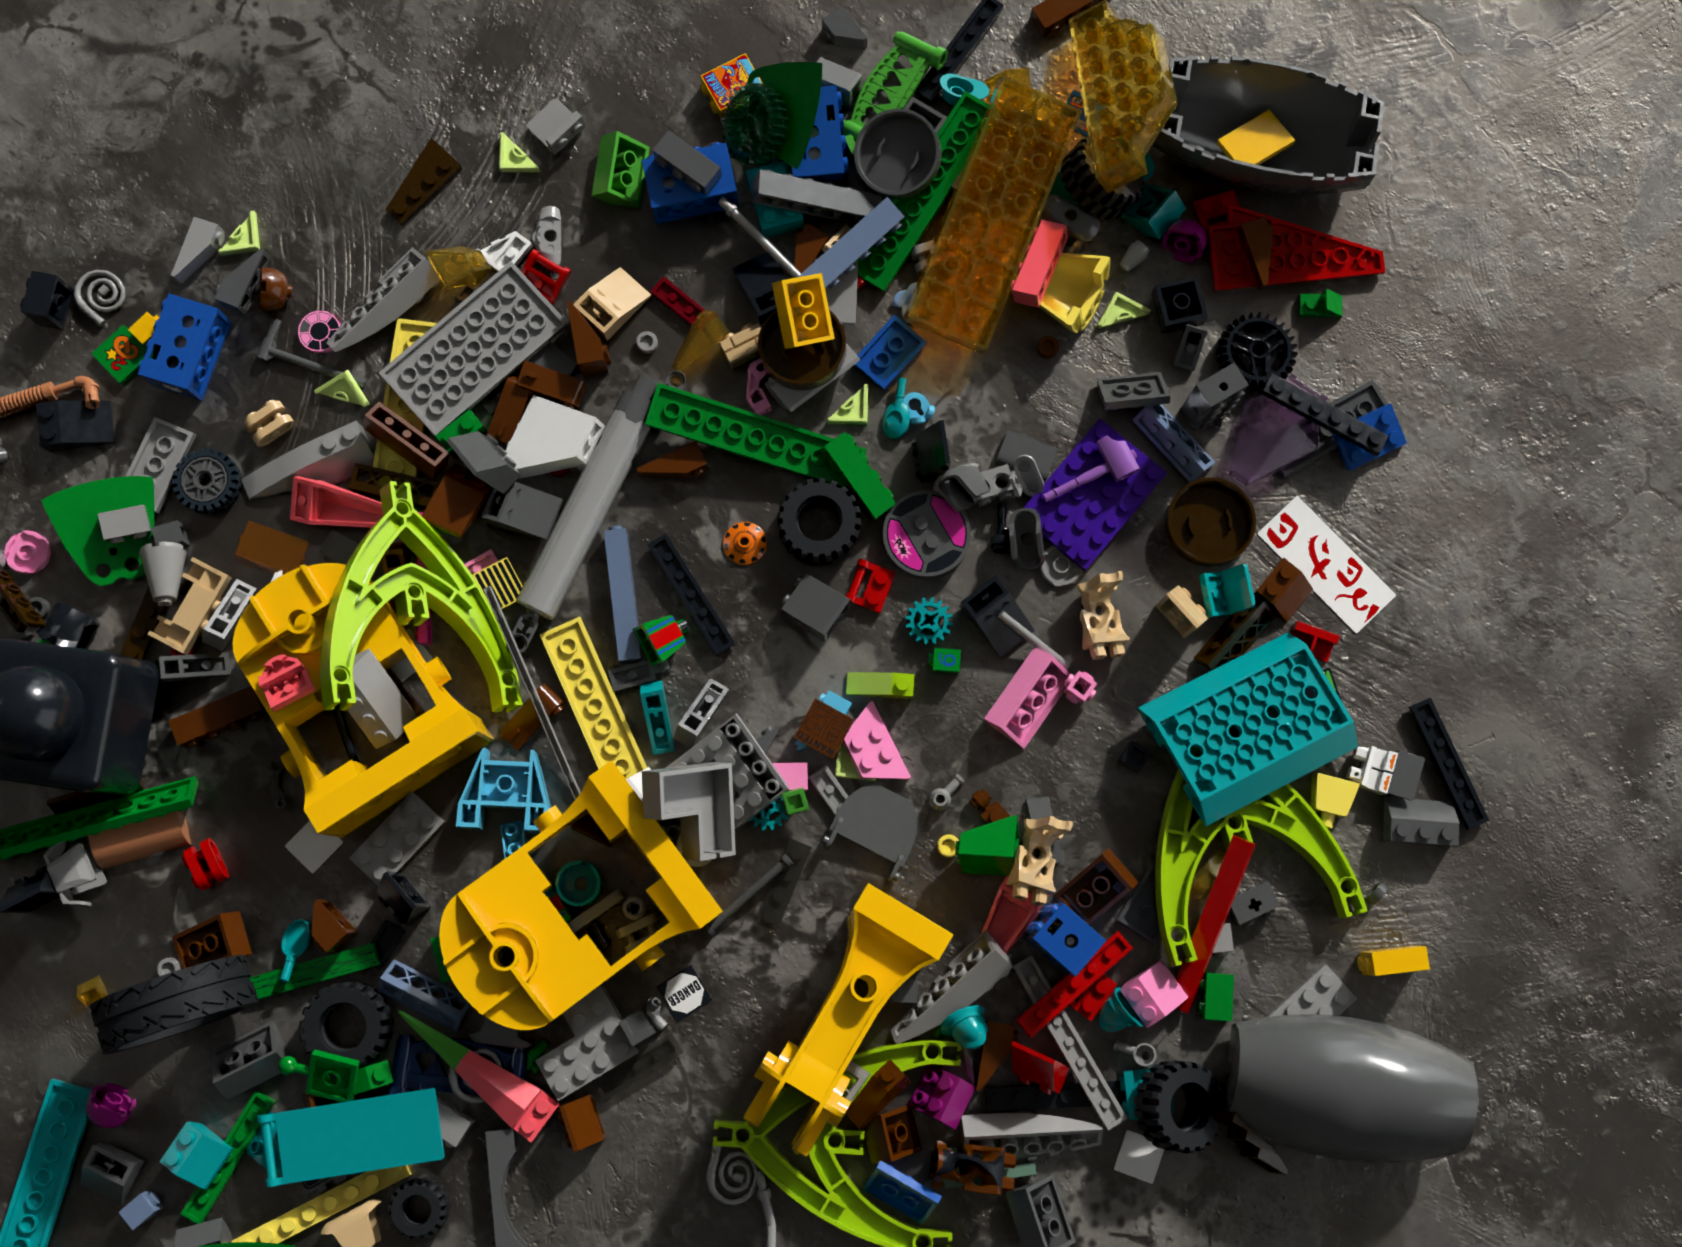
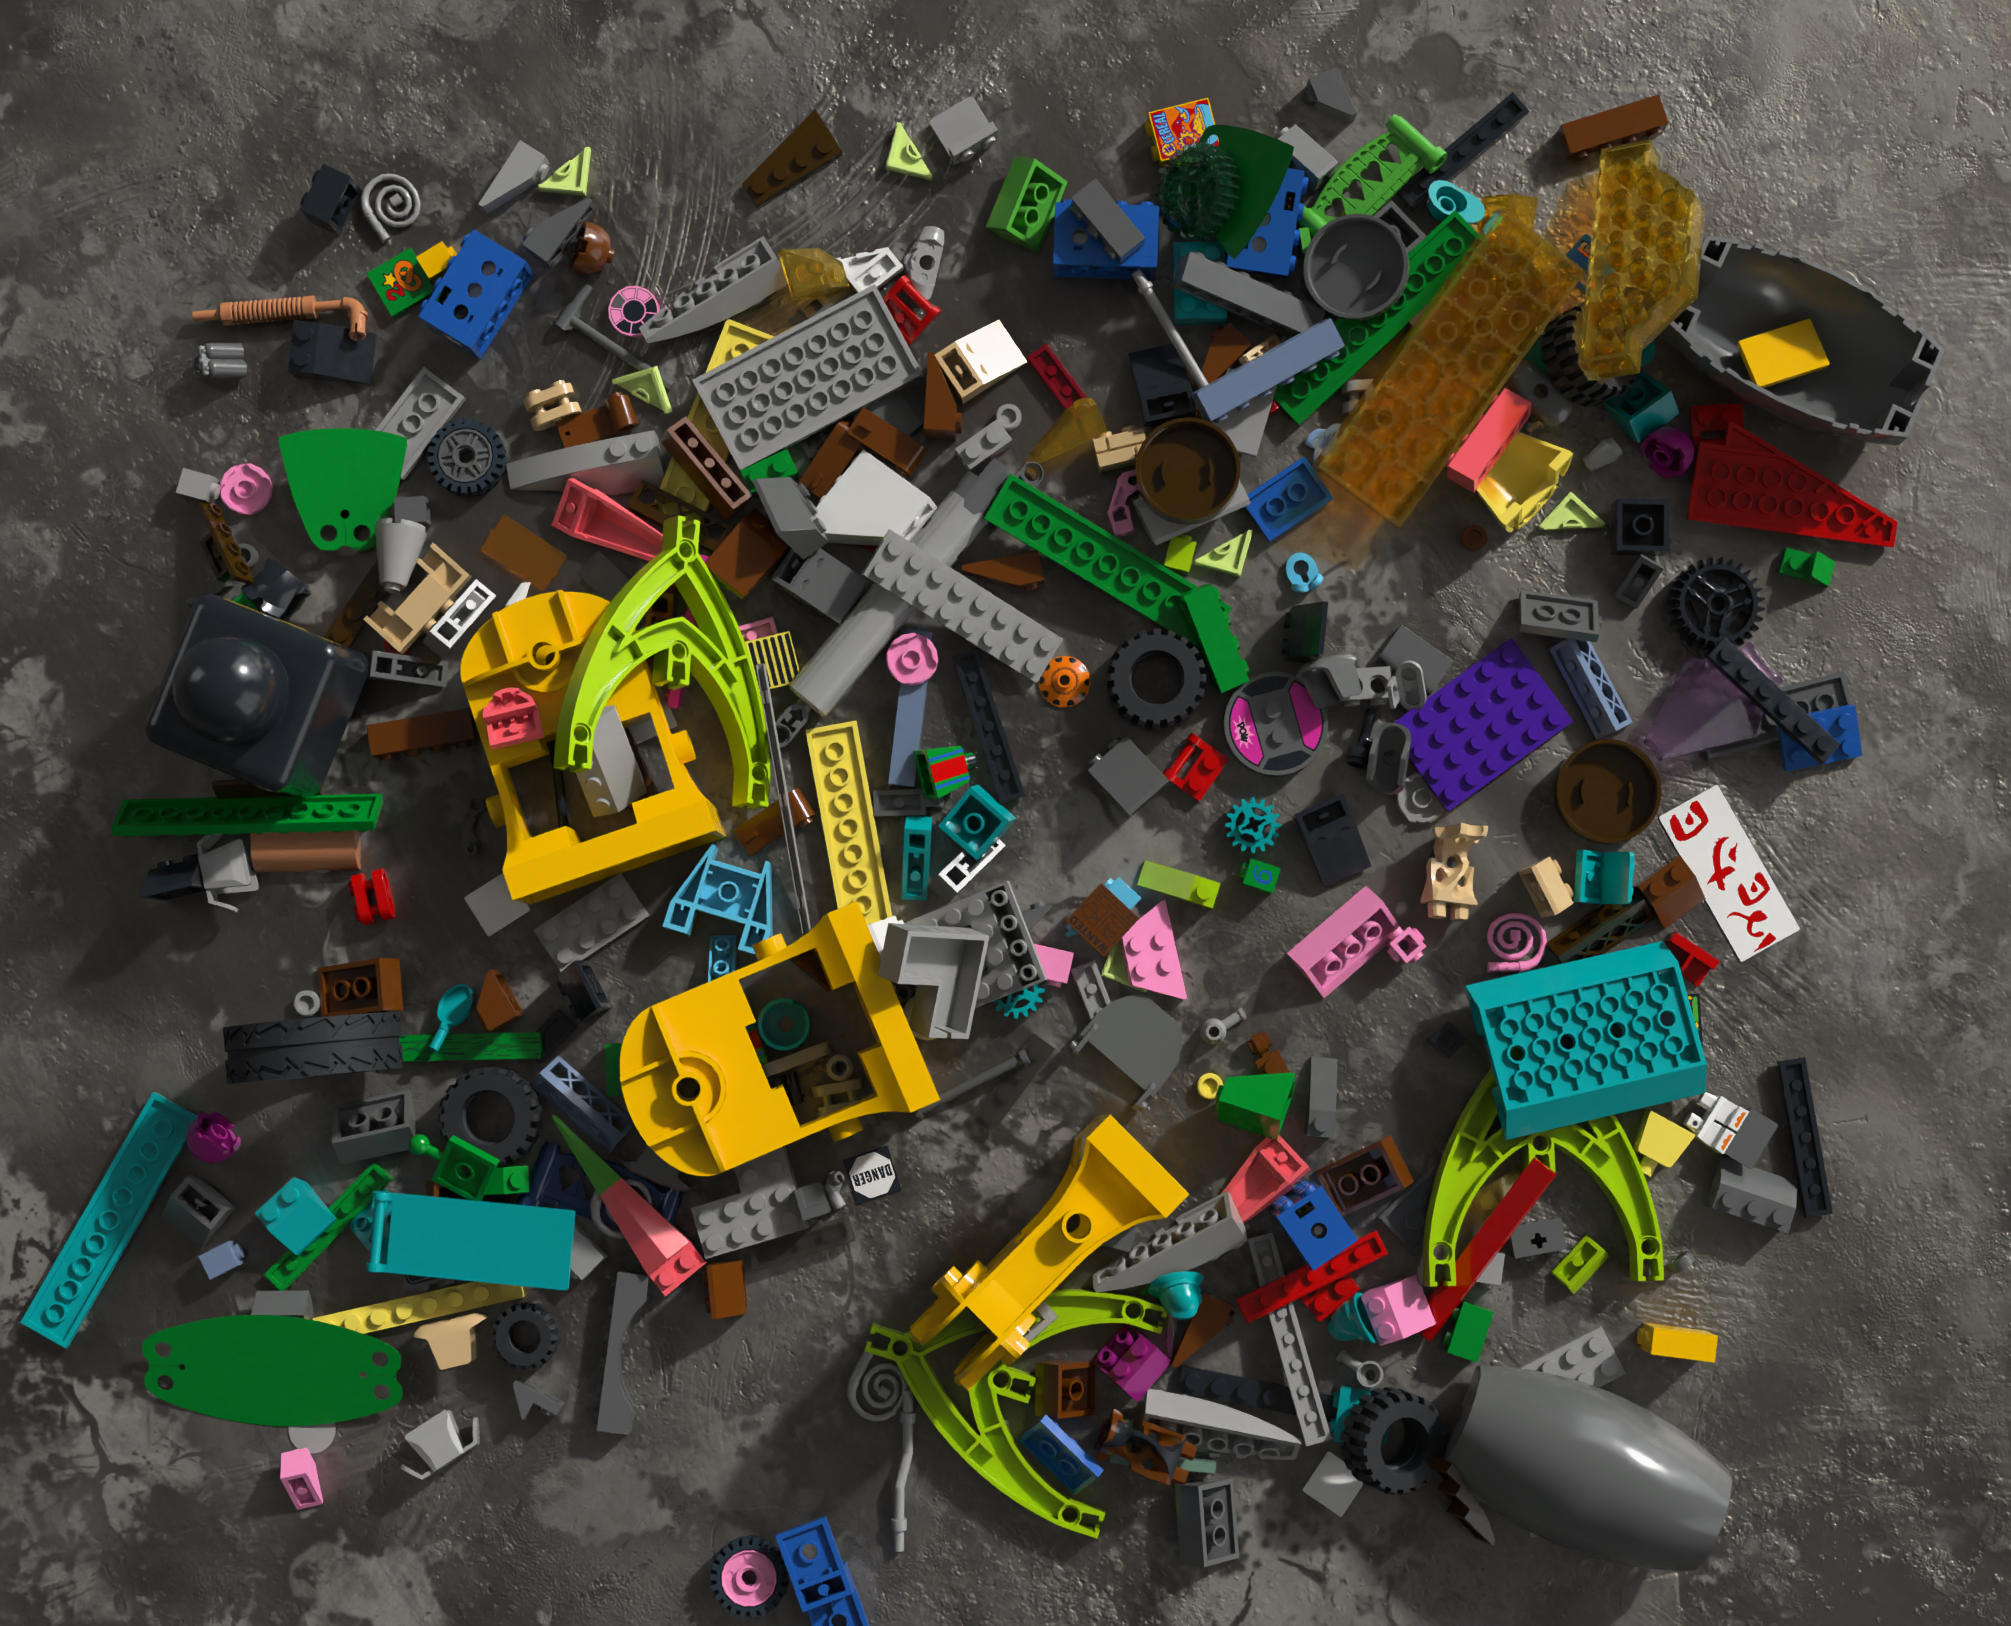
camera: 20 degrees right, 5 degrees up
(91, 991) = (216, 1006): clear yellow slope -> none
(124, 523) = (366, 485): light grey brick -> none
(318, 423) = (600, 423): none -> reddish brown door
(533, 1055) = (690, 1201): green arm -> none
(613, 554) = (912, 659): none -> bright pink tile
(630, 369) = (983, 446): none -> light grey brick
(644, 500) = (962, 606): none -> light grey plate
(700, 674) = (977, 821): none -> teal slope
(795, 801) = (1049, 993): bright green tile -> none
(803, 310) = (1198, 433): yellow slope -> none
(814, 416) = (1180, 554): none -> lime brick
(877, 1094) = (1061, 1341): reddish brown slope -> none
(897, 415) = (1277, 575): teal piece -> none
(1026, 871) = (1290, 1138): tan hips -> none
(1032, 639) = (1365, 876): light grey bar -> none
(1038, 1068) = (1246, 1359): red slope -> none
(1118, 461) = (1519, 696): medium lavender piece -> none
(1168, 659) = (1515, 937): none -> bright pink piece
(1214, 397) = (1649, 650): dark grey brick -> none
(1257, 244) = (1750, 478): reddish brown slope -> none
(1294, 916) = (1580, 1264): none -> lime slope

